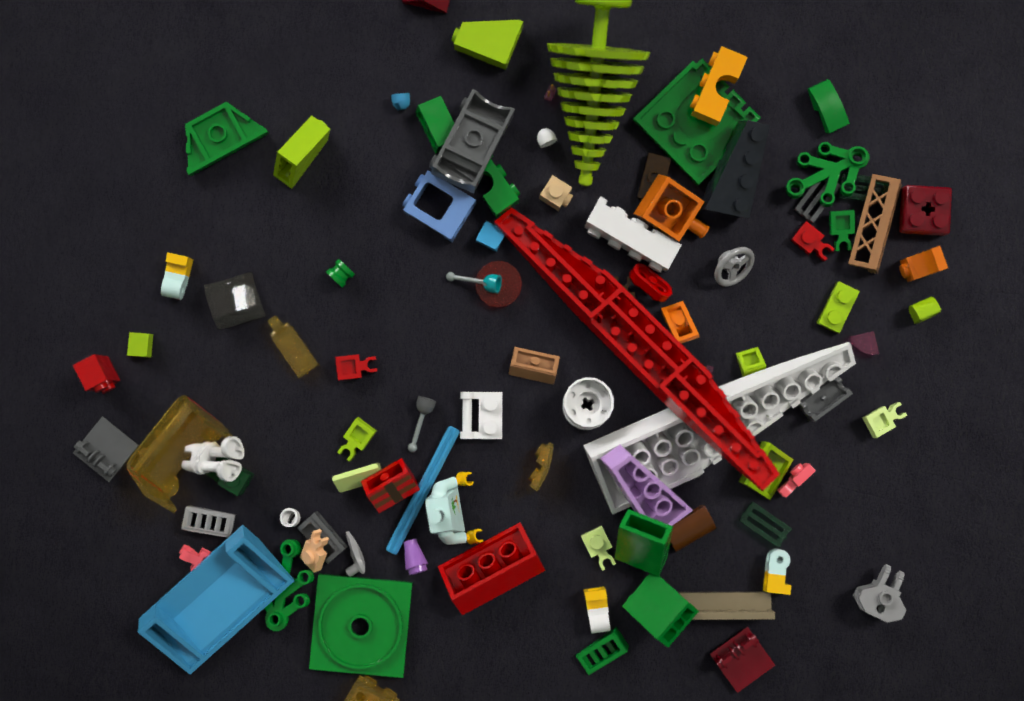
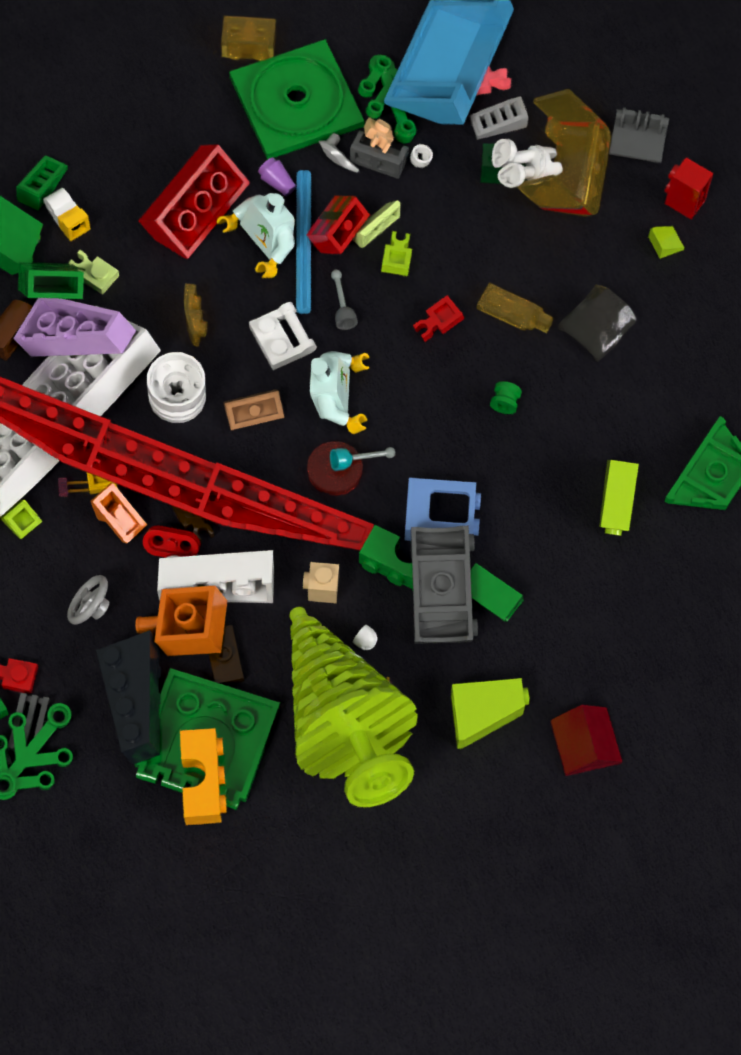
camera: 150 degrees right, 20 degrees down
(176, 276) = (671, 318): leg -> none
(401, 100) = (545, 601): dark azure hinge -> none
(468, 347) = (331, 387): none -> light aqua torso
(490, 236) = (370, 508): dark azure slope -> none
(827, 102) = (64, 827): green slope -> none

